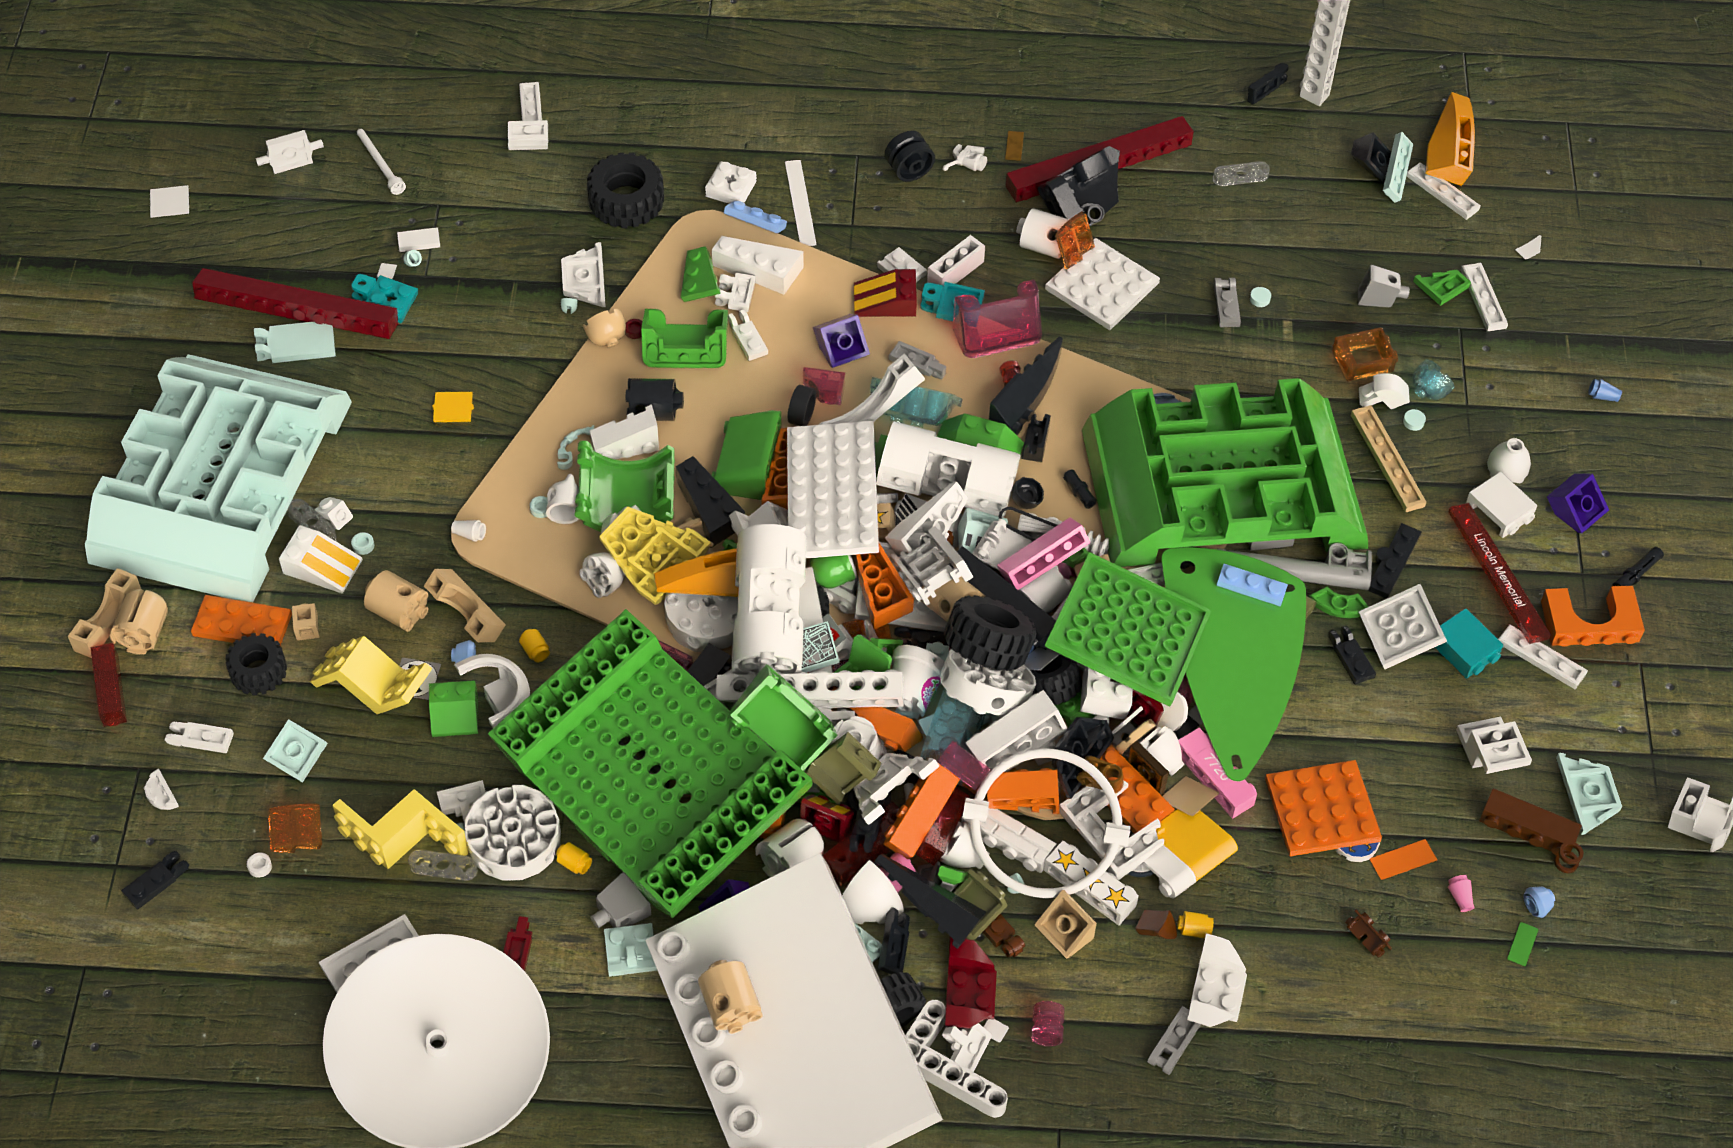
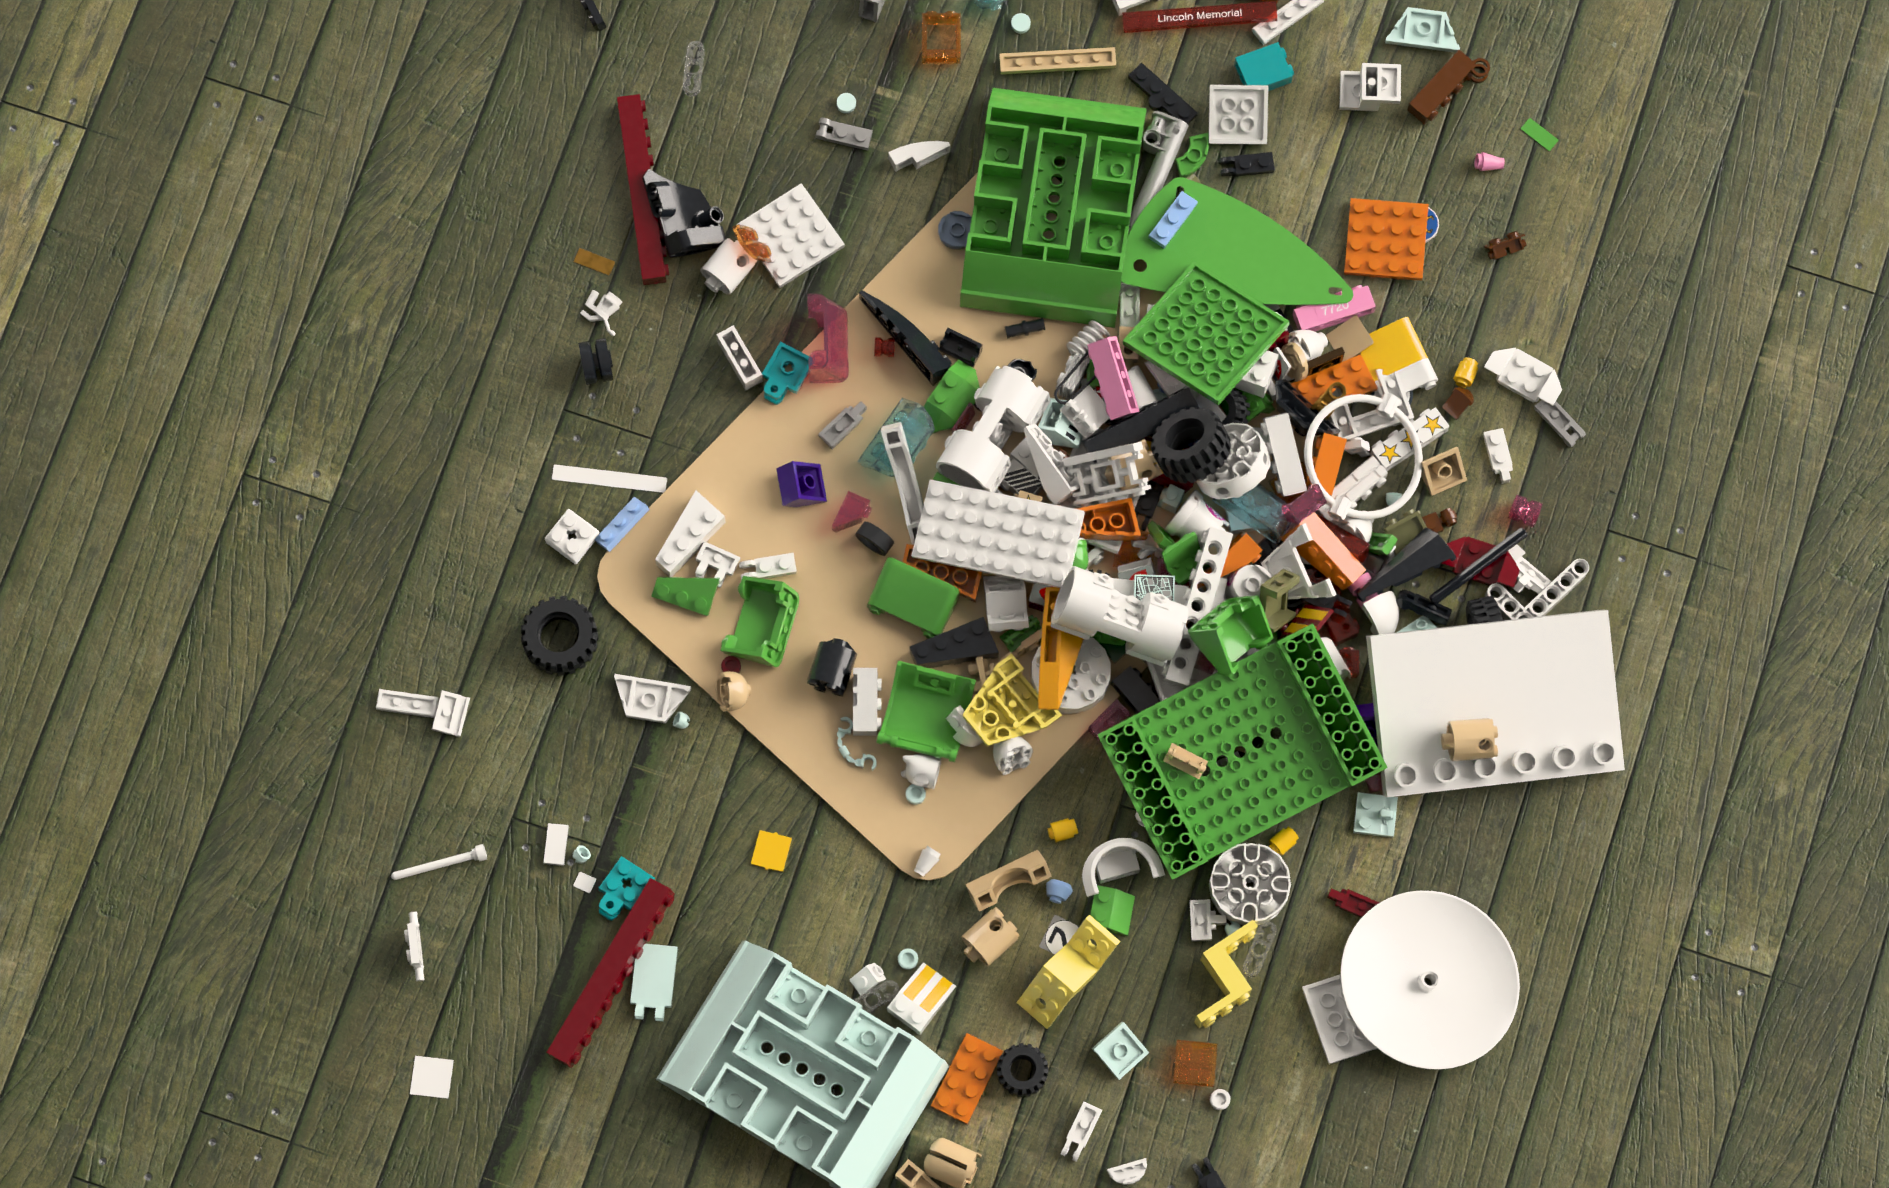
camera: 75 degrees left, 20 degrees up
(305, 621) = (989, 1015): tan brick -> none
(620, 904) = (1336, 813): light grey torso -> none
(625, 710) = (1185, 761): none -> tan hinge
(887, 294) = (758, 430): dark red slope -> none
(901, 260) = (720, 408): white plate -> none
(961, 984) = (1478, 566): none -> black axle
(1061, 825) = (1358, 446): none -> white plate
(1110, 984) = (1498, 453): none -> white hinge
(1231, 362) = (918, 154): none -> white slope
(1385, 388) = (989, 37): white brick -> none
(1403, 859) = (1444, 194): orange sticker -> none
(1539, 900) = (1511, 107): light blue cone -> none

